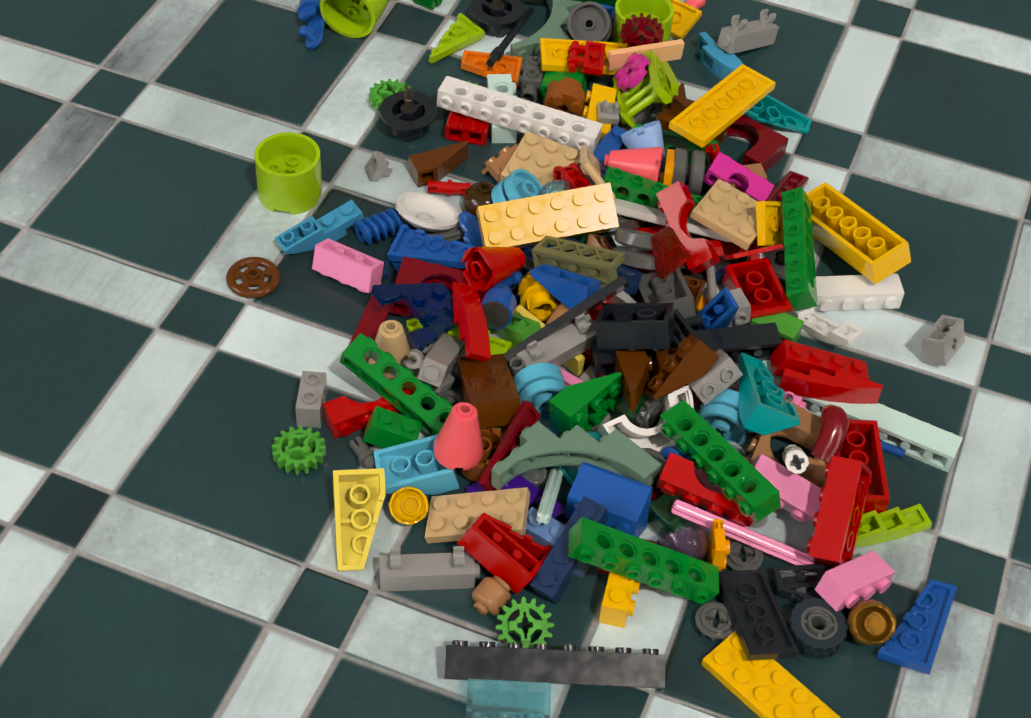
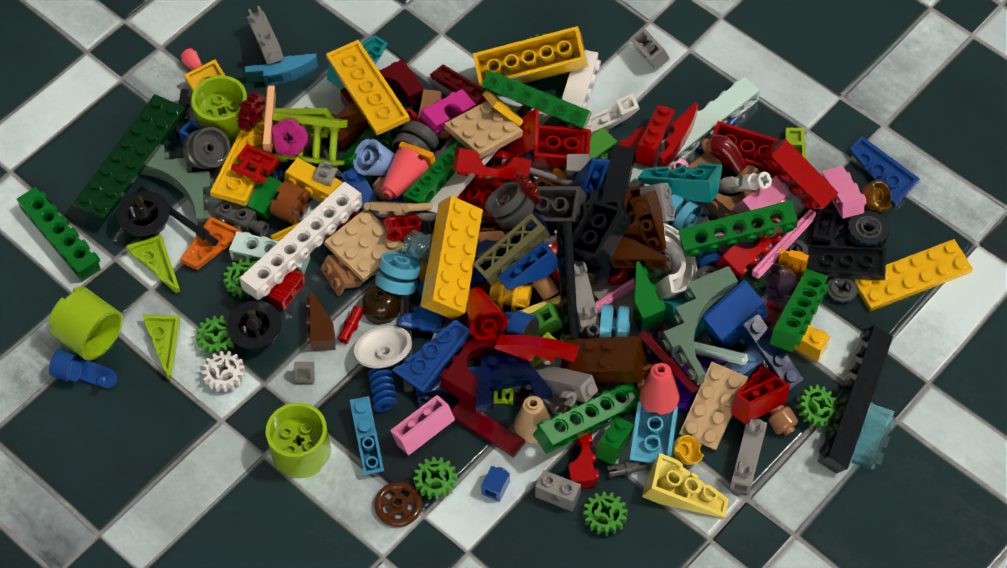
camera: 65 degrees left, 10 degrees up
(290, 295) = (438, 471): none -> bright green gear
(303, 345) = (495, 483): none -> blue brick
(352, 111) = (224, 378): none -> white gear
(370, 65) = (164, 336): none -> lime wing

